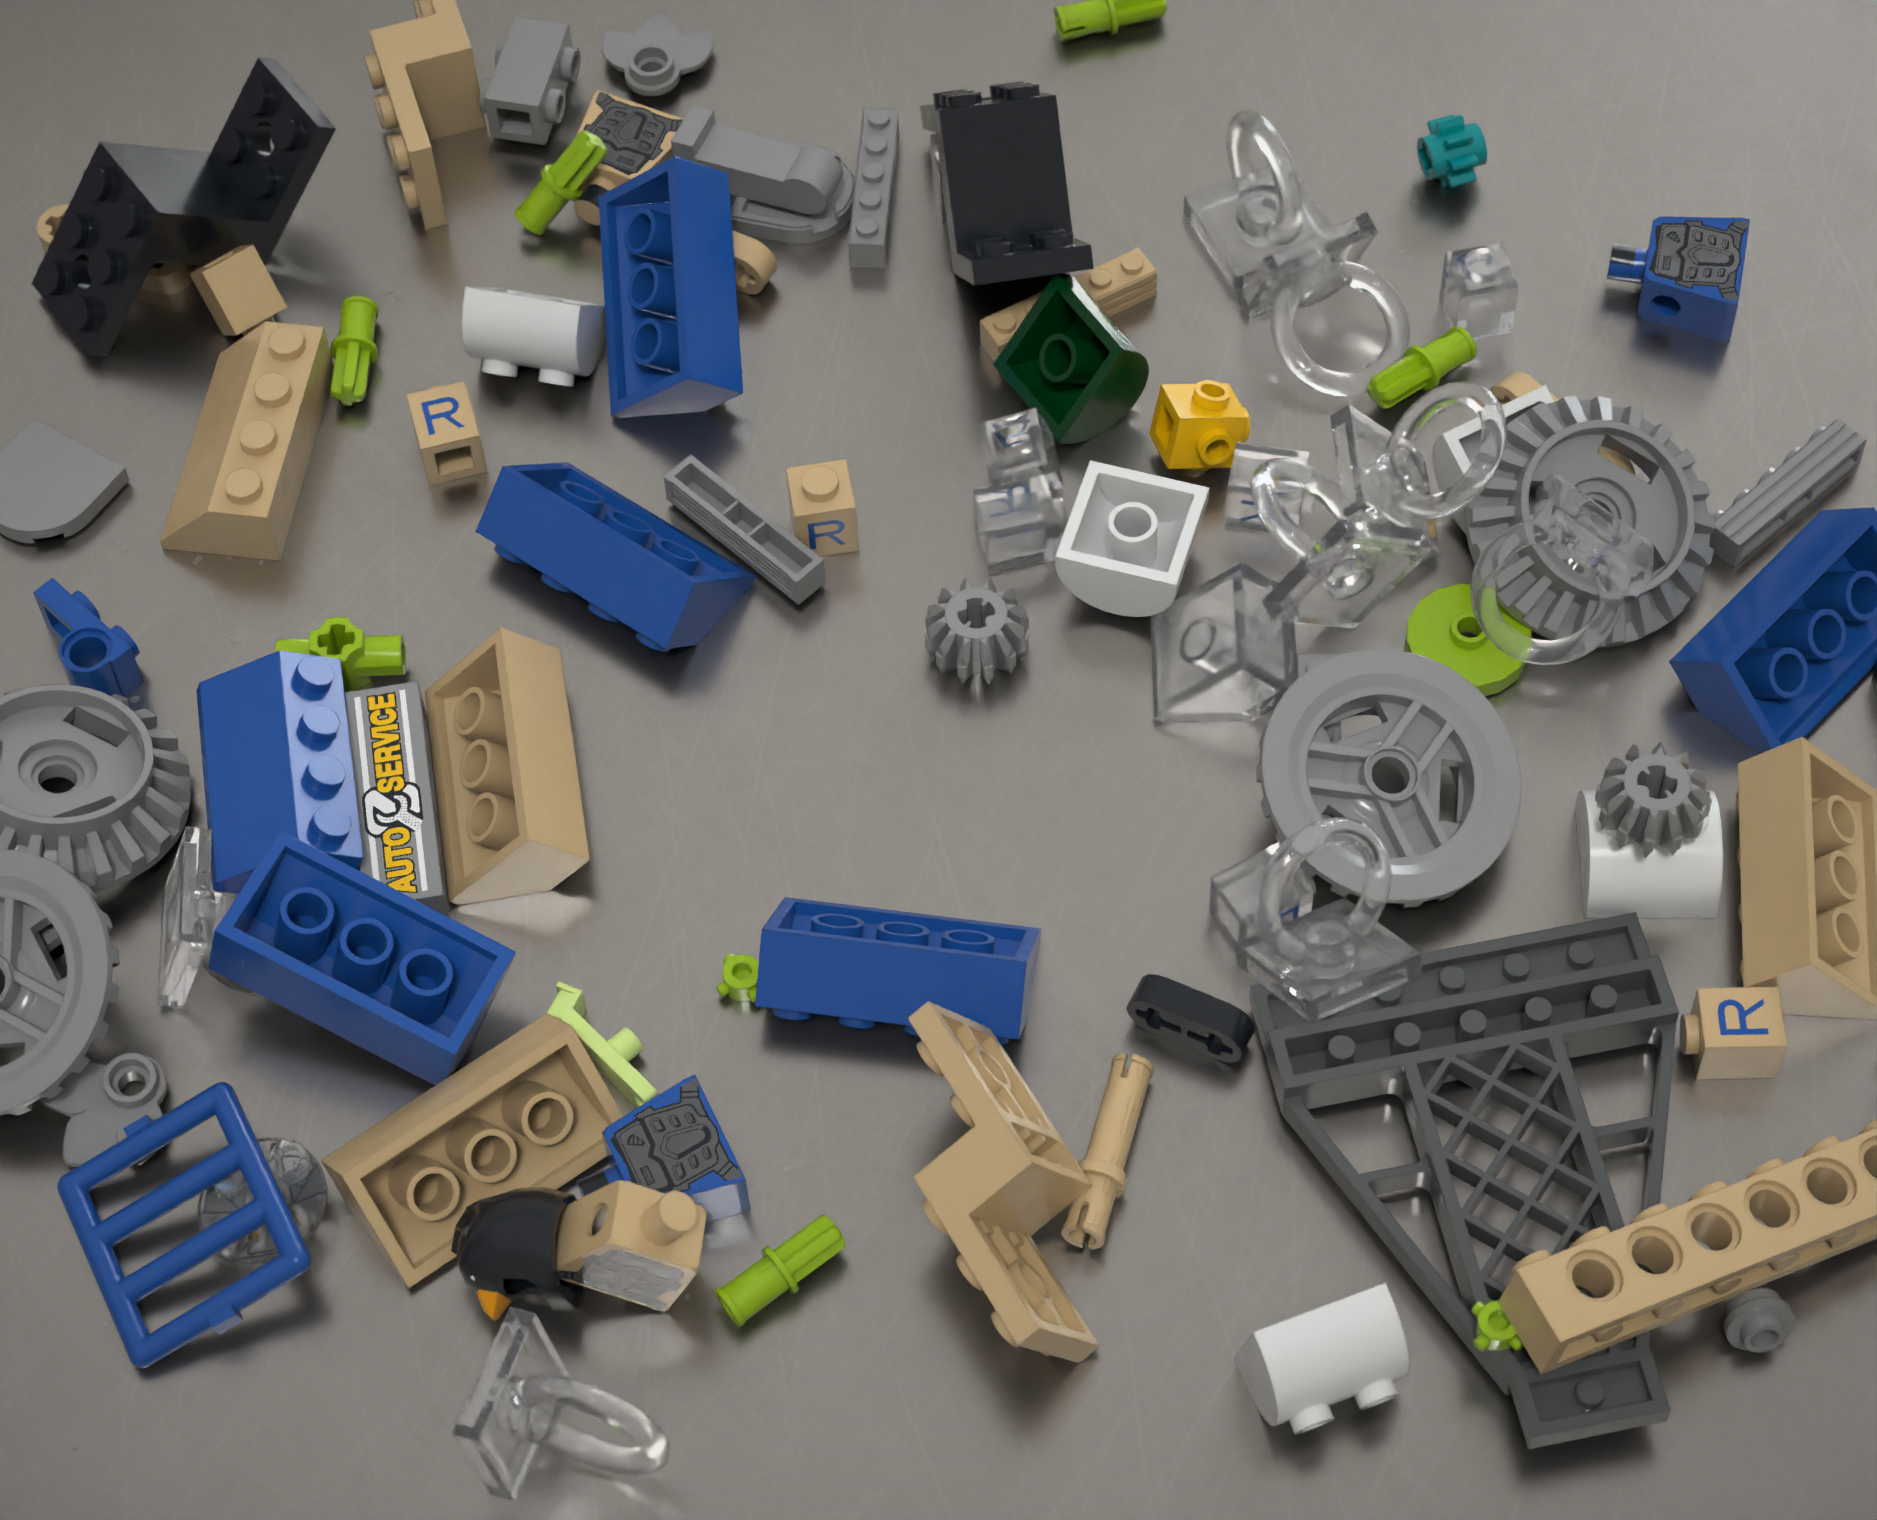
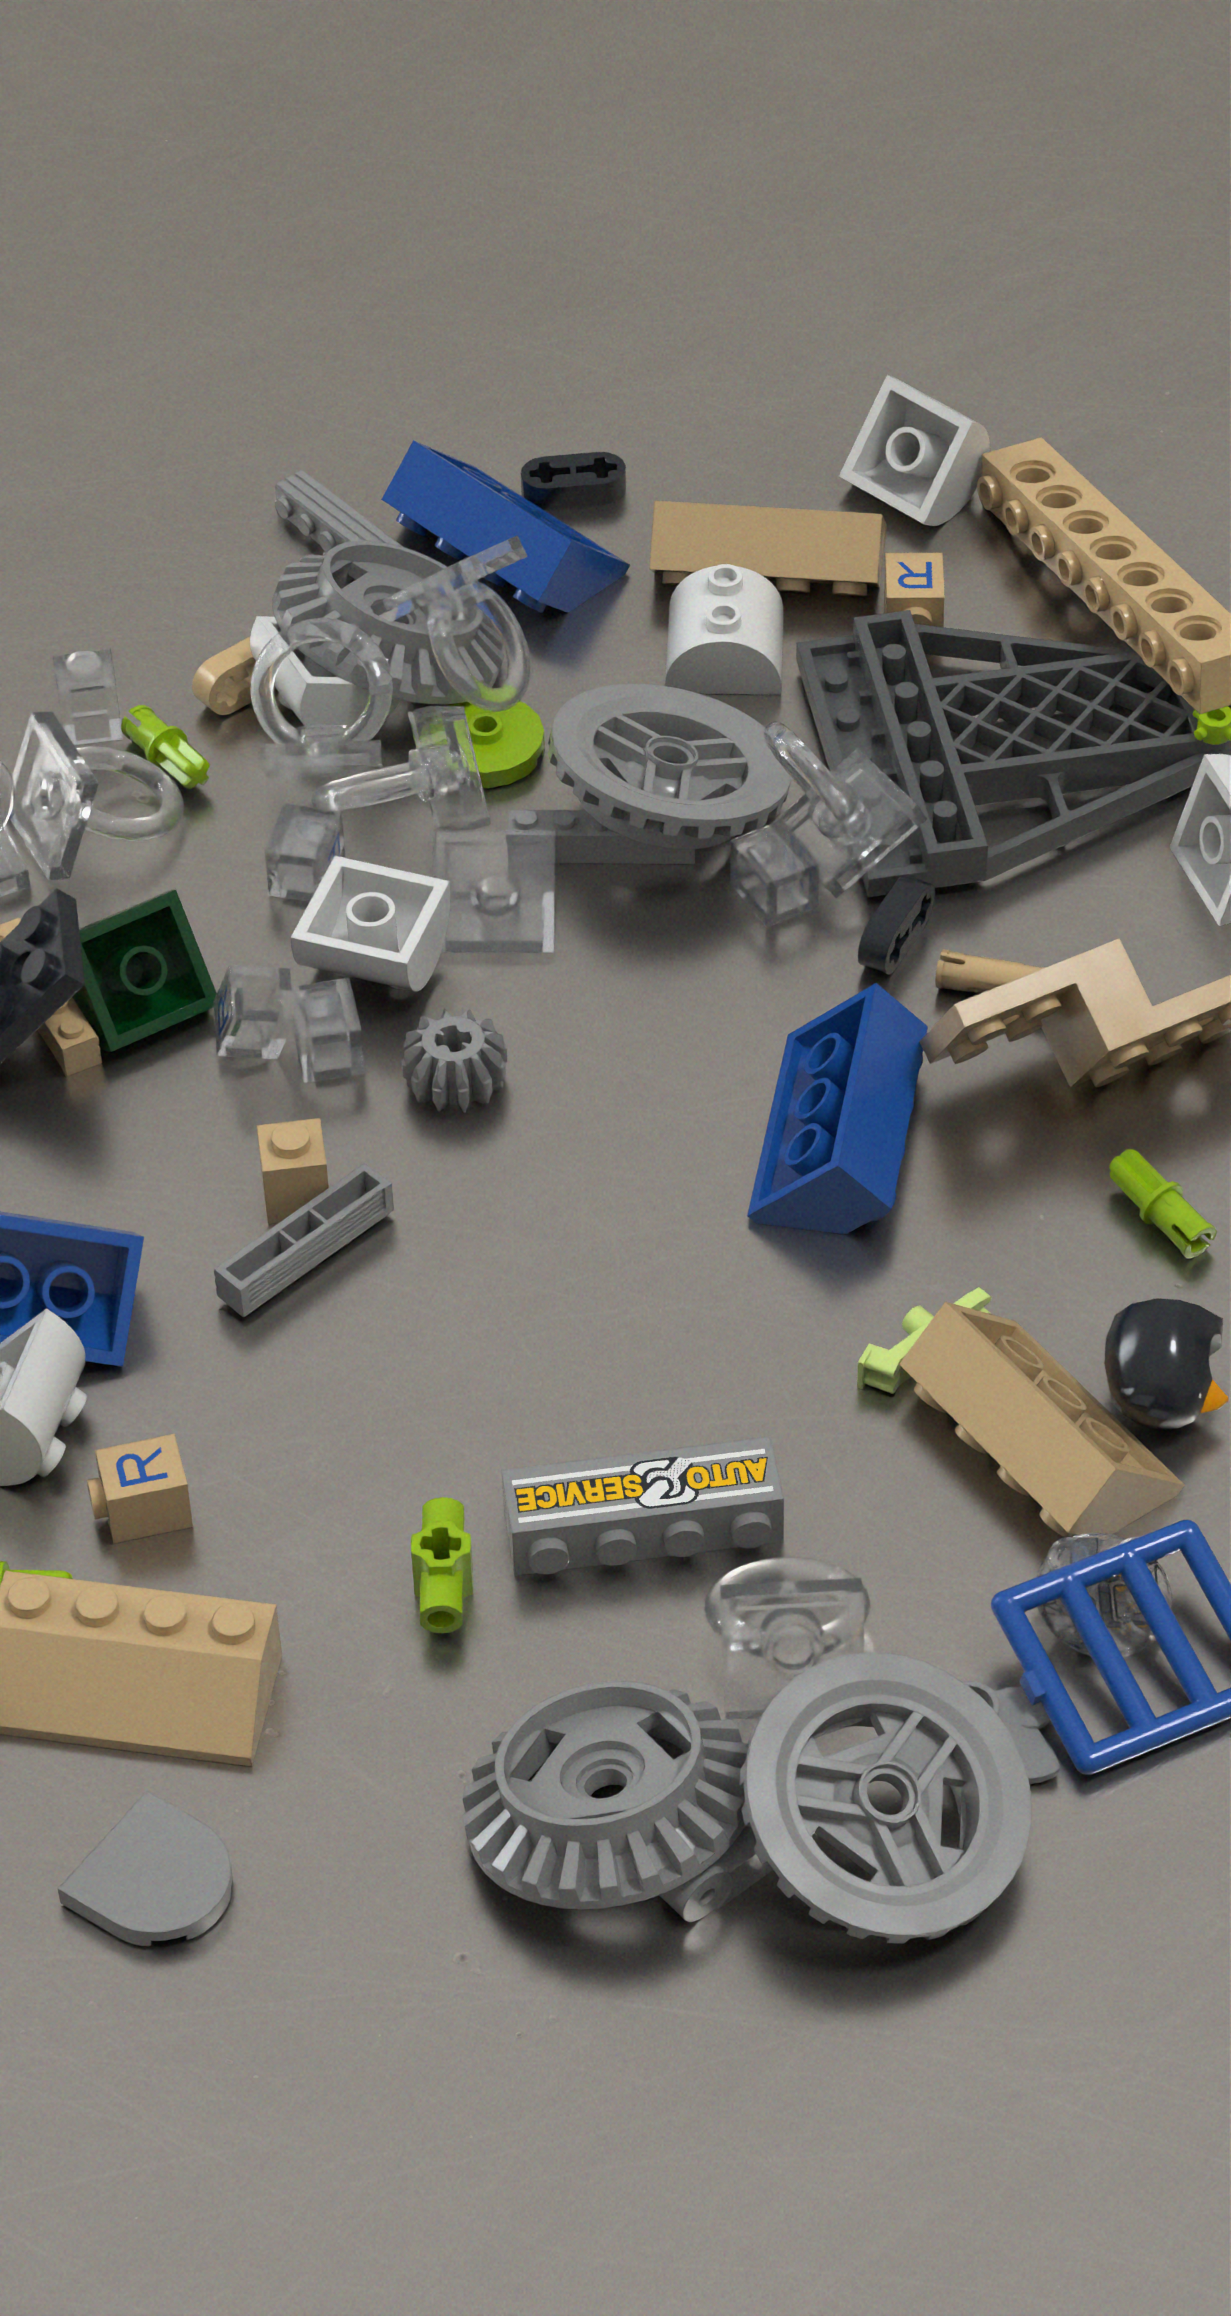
camera: 90 degrees left, 10 degrees down
(88, 648) = (400, 1797): blue plate -> none
(276, 762) = (613, 1571): blue slope -> none
(360, 959) = (858, 1480): blue slope -> none
(506, 771) = (595, 1407): tan slope -> none
(611, 553) = (329, 1341): blue slope -> none
(631, 1243) = (1170, 1218): tan torso -> none
(675, 1147) = (1054, 1276): torso -> none
(739, 977) = (840, 1242): lime piece -> none
(1198, 425) = (230, 886): yellow brick -> none
(1653, 799) = (727, 576): light grey gear -> none
(1687, 273) = (87, 563): torso -> none

